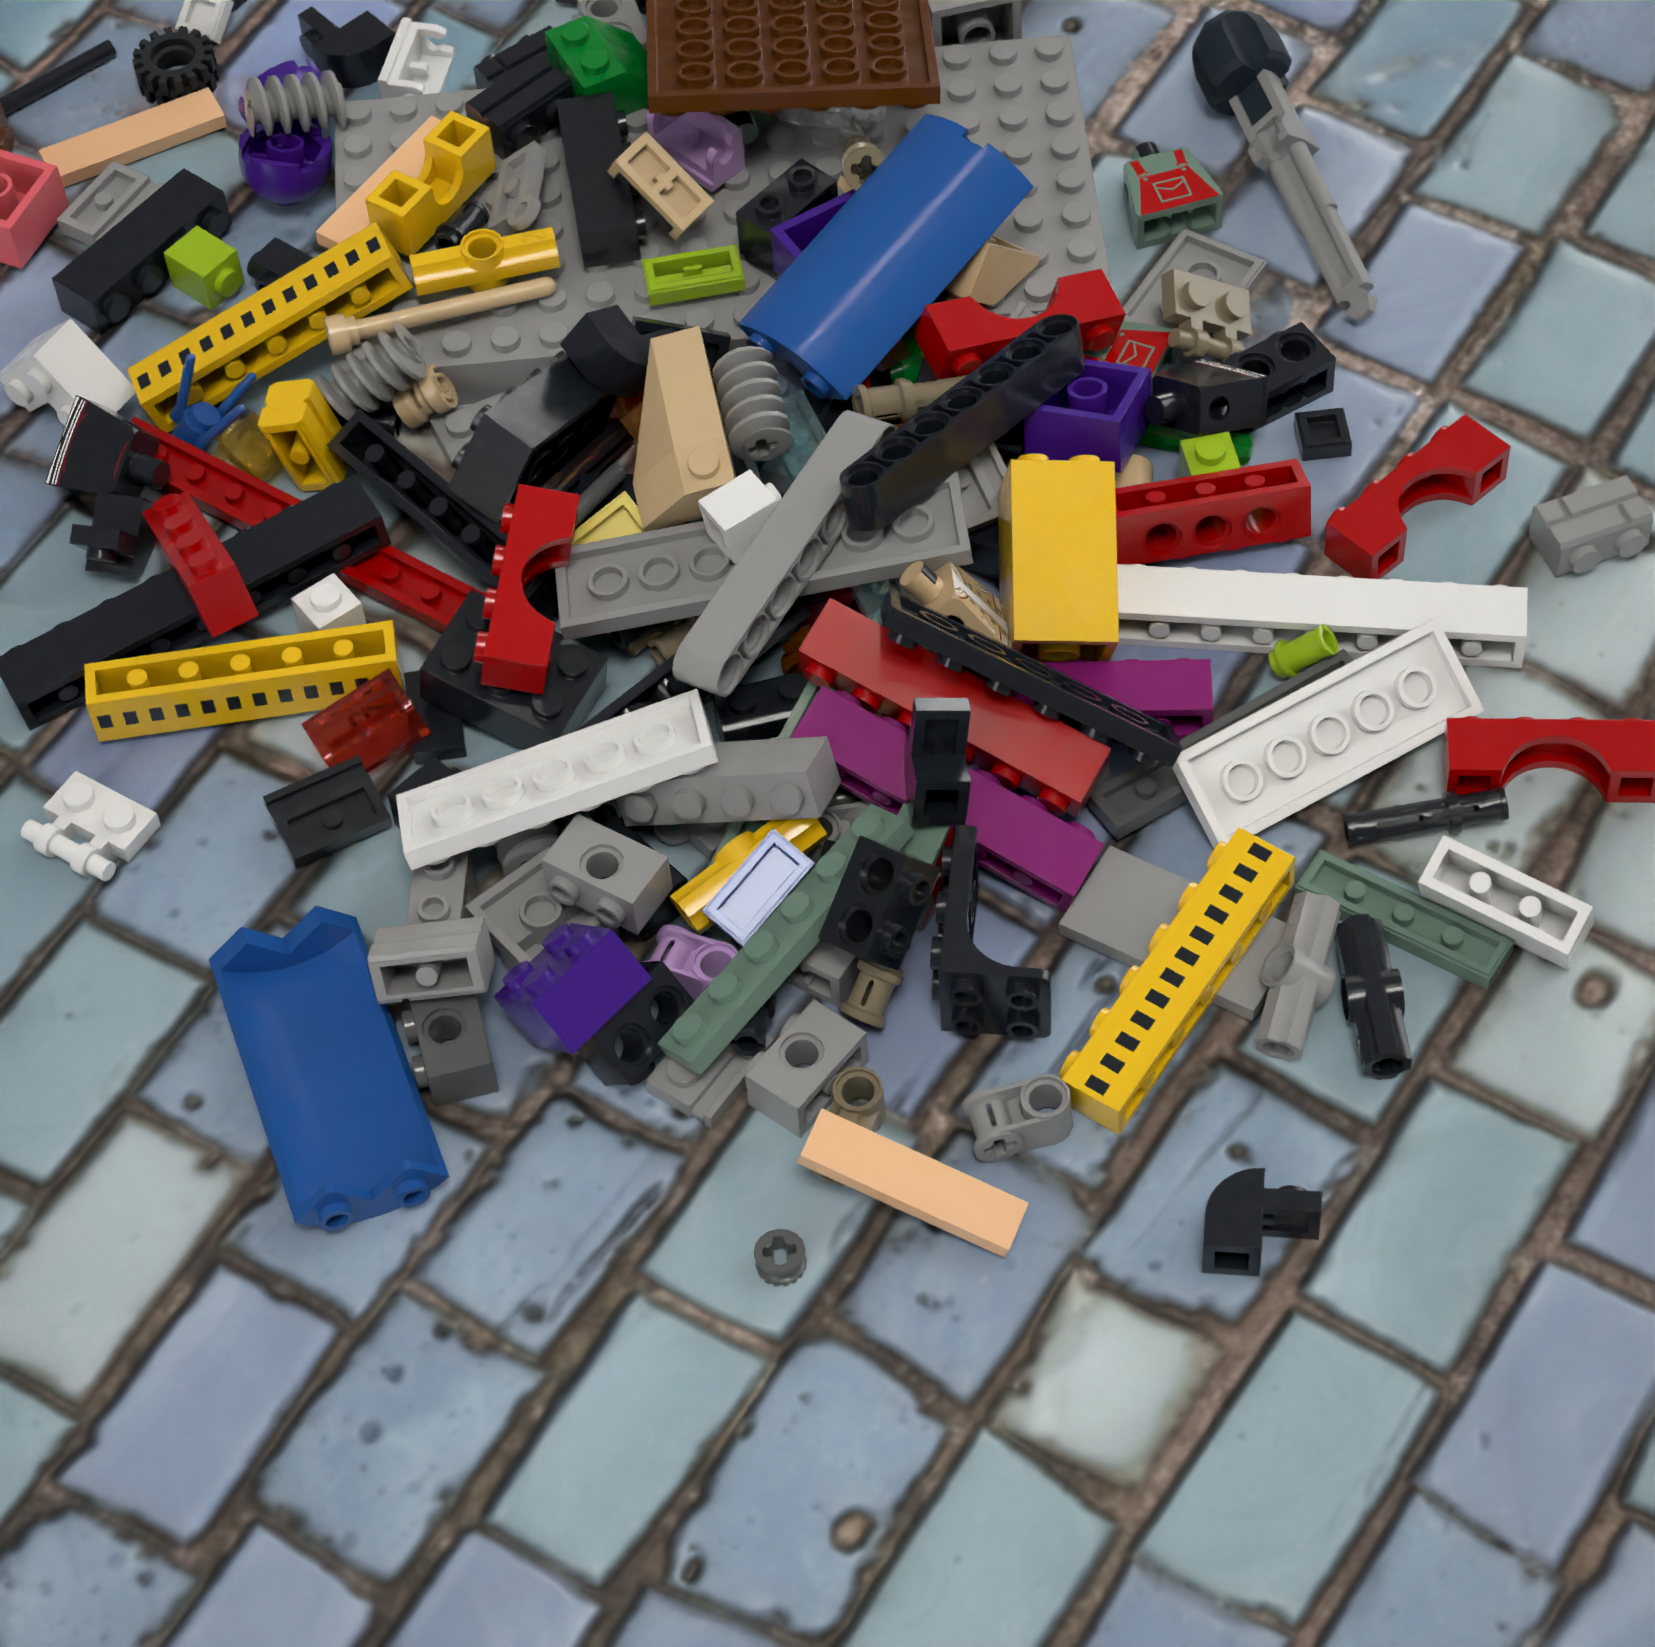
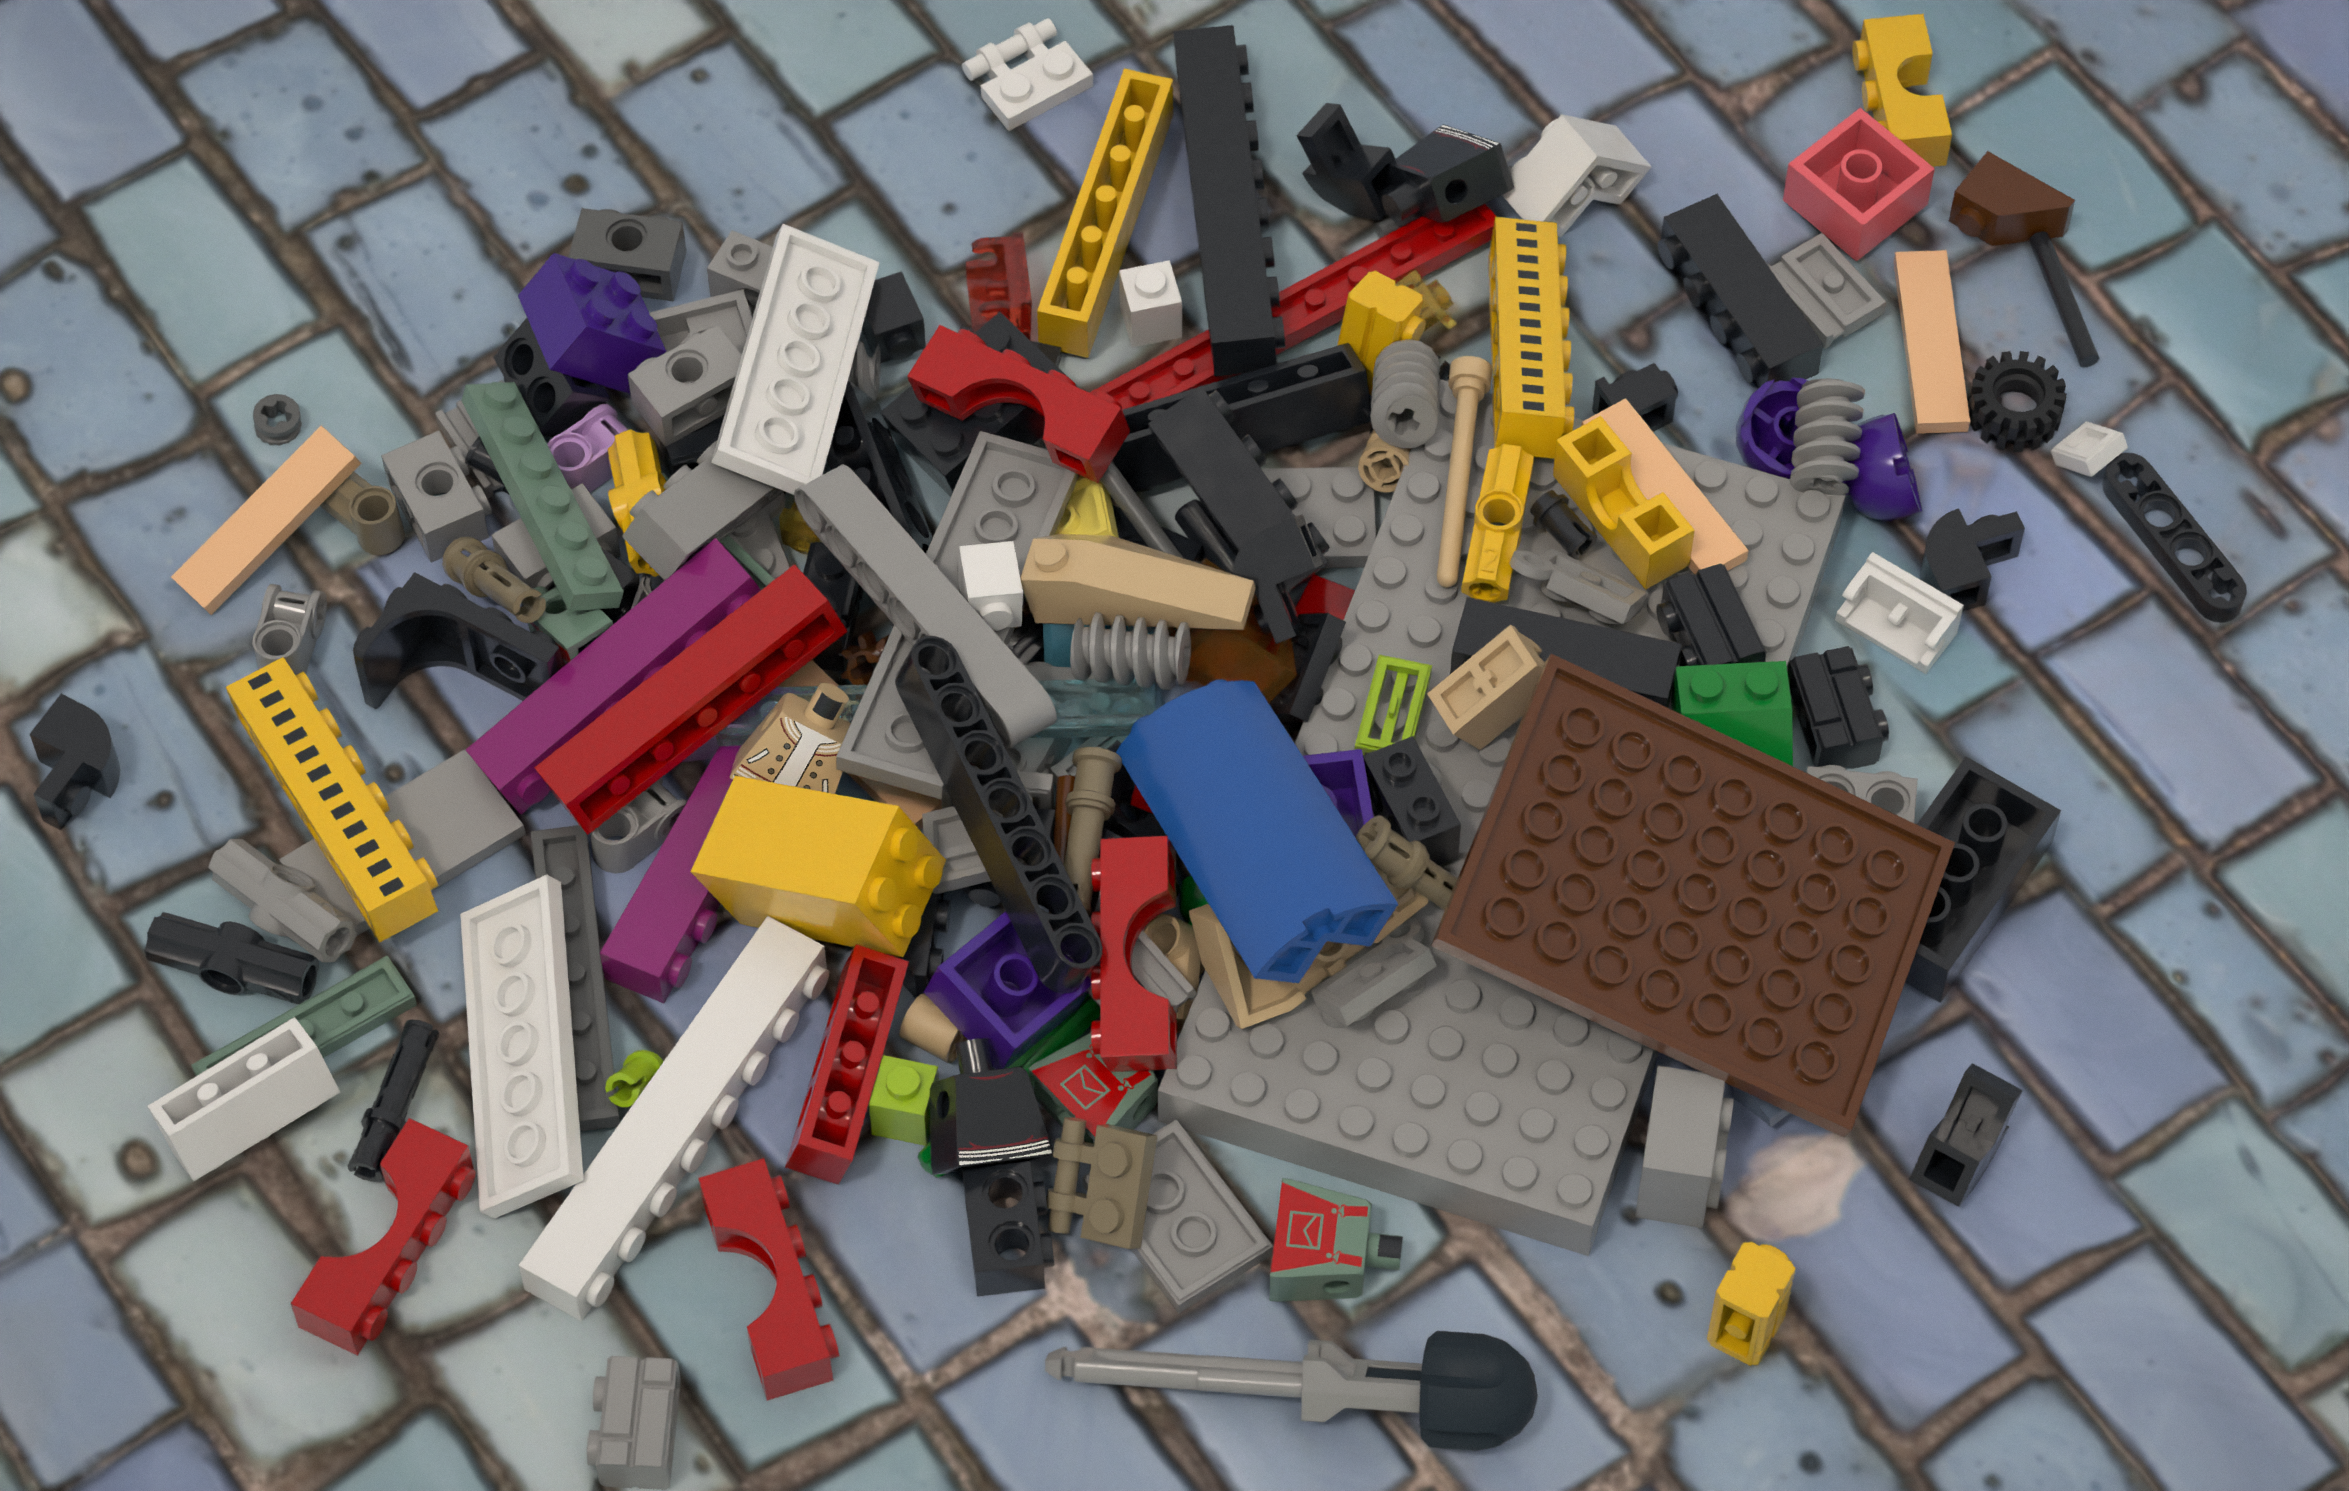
camera: 110 degrees right, 5 degrees up
(200, 562) = (1192, 178): red arch -> none
(202, 422) = (1462, 272): blue plant -> none
(204, 267) = (1687, 338): lime brick -> none
(327, 811) = (930, 237): black plate -> none
(327, 1071) = (652, 156): blue cylinder -> none
(431, 960) = (681, 232): light grey brick -> none
(758, 887) = (599, 485): tile -> none
(879, 903) = (506, 550): black brick -> none
(936, 761) = (610, 637): black brick -> none
(1013, 671) = (669, 756): black plate -> none
(1322, 434) = (916, 1249): black tile -> none

